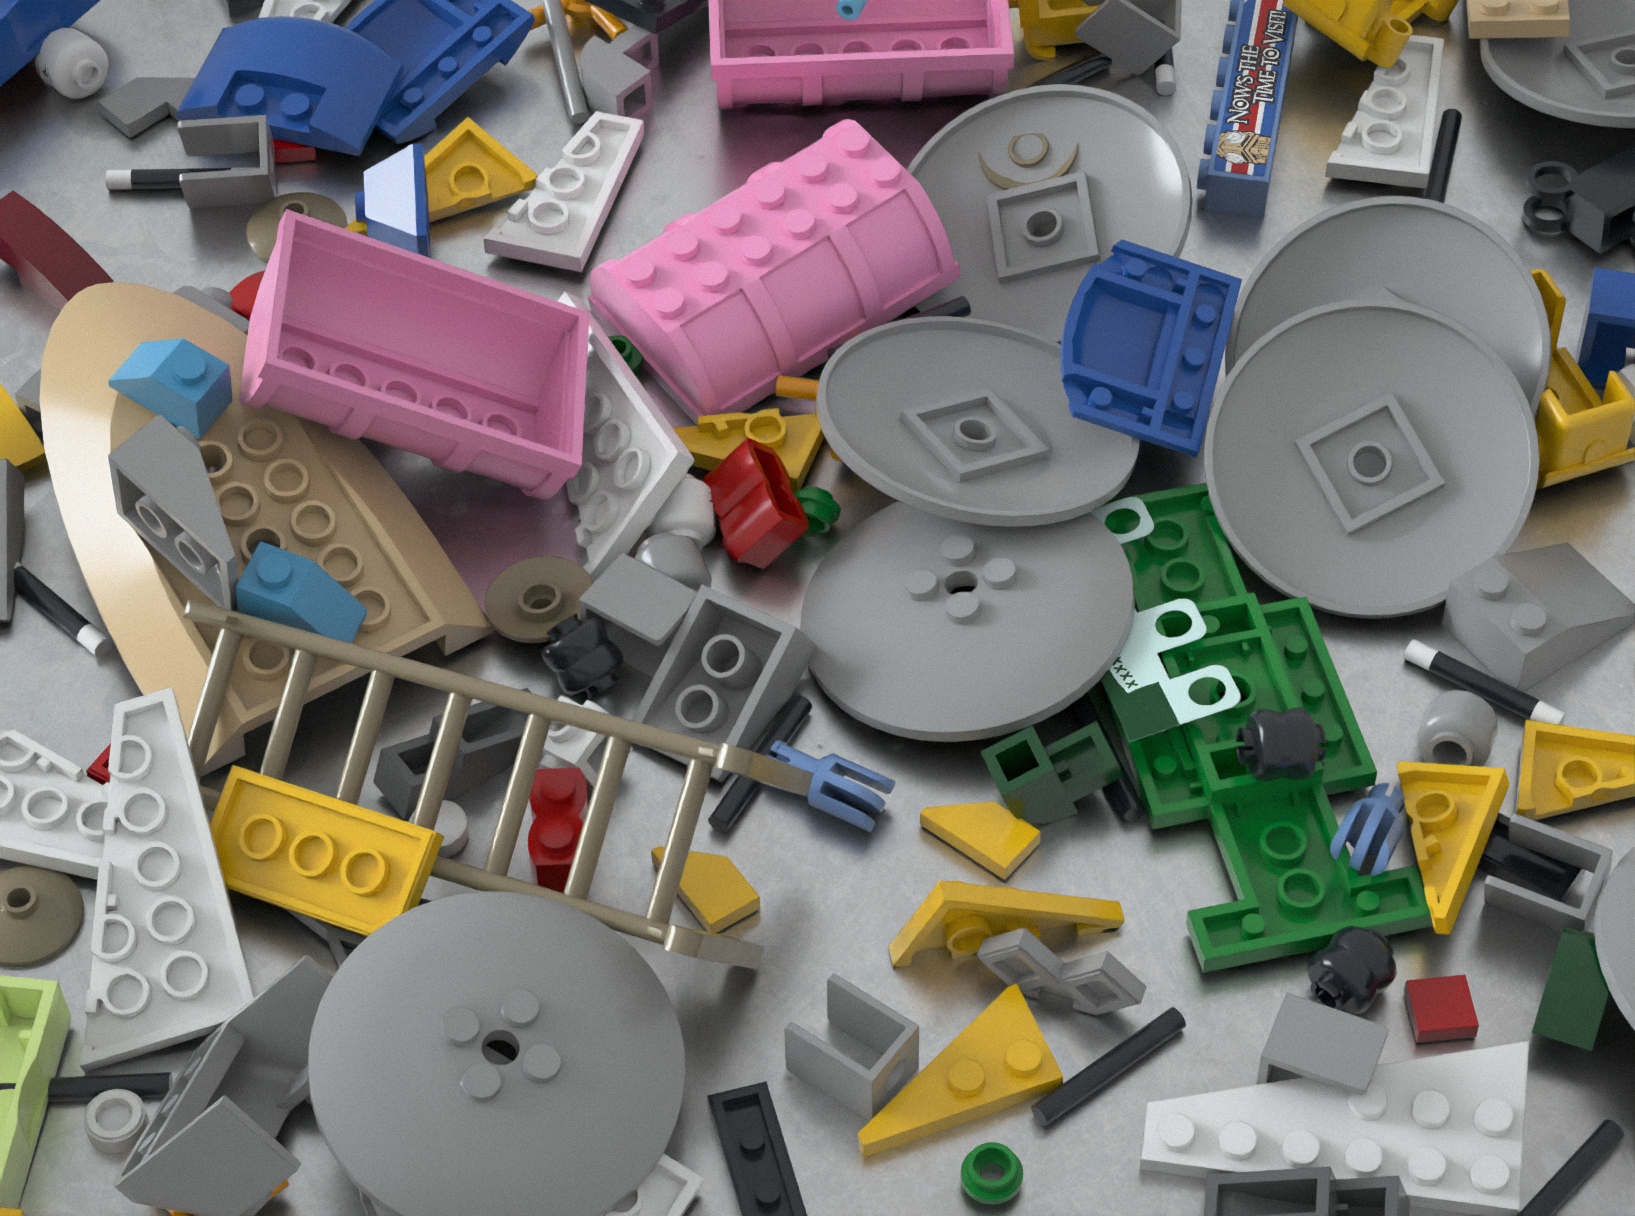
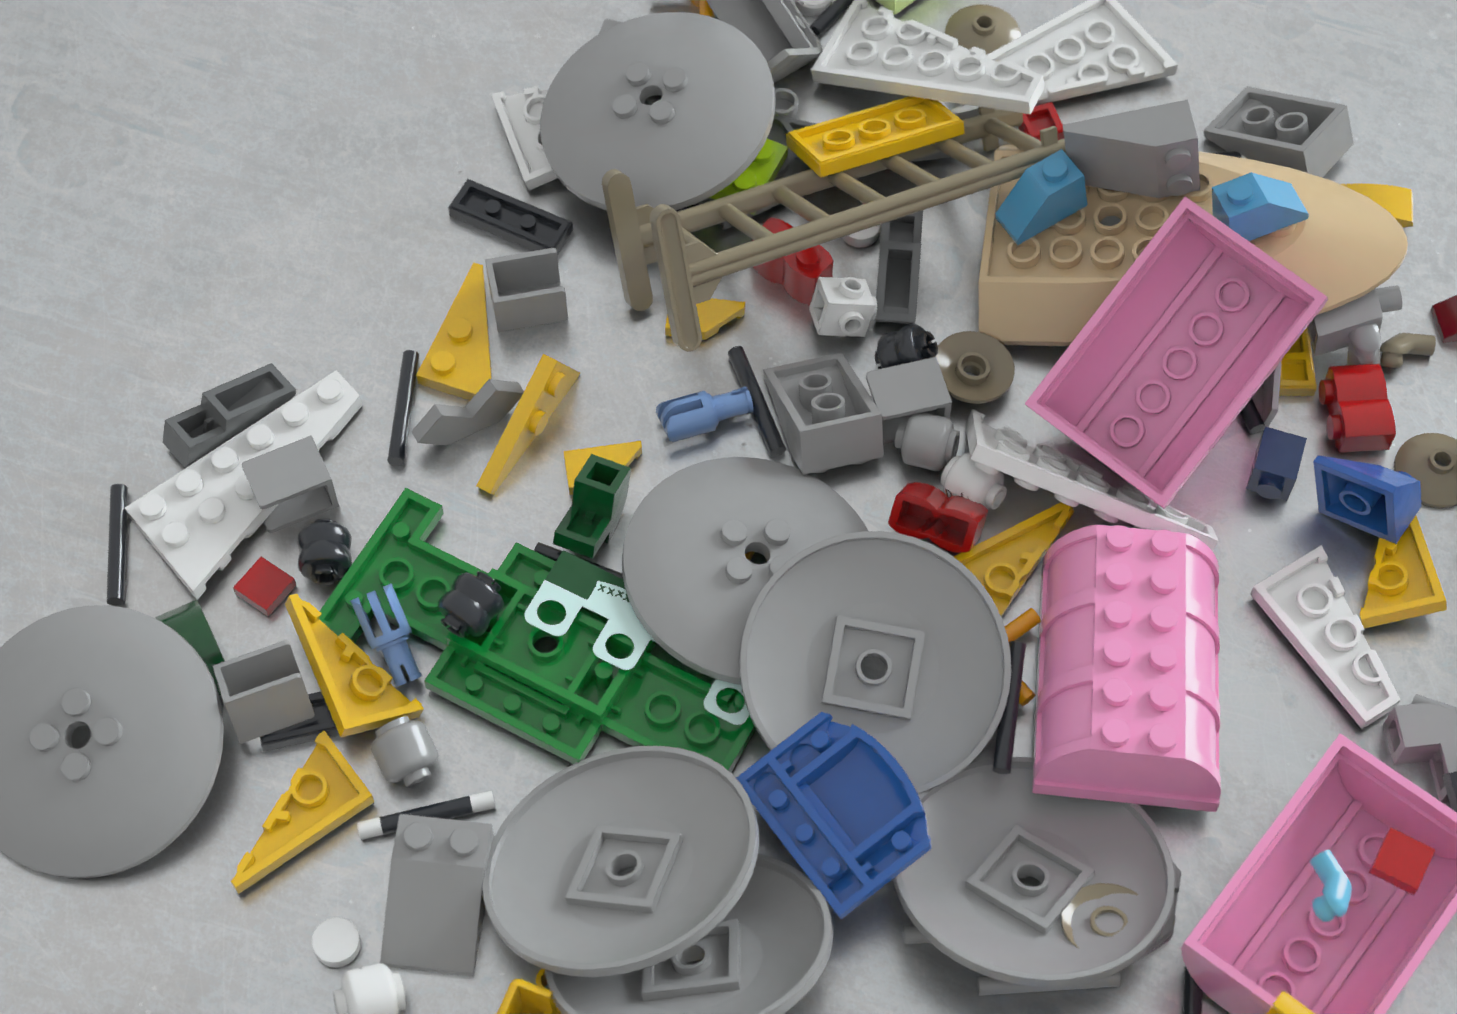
camera: 130 degrees right, 10 degrees up
(991, 1158) = (397, 297): green plate -> none

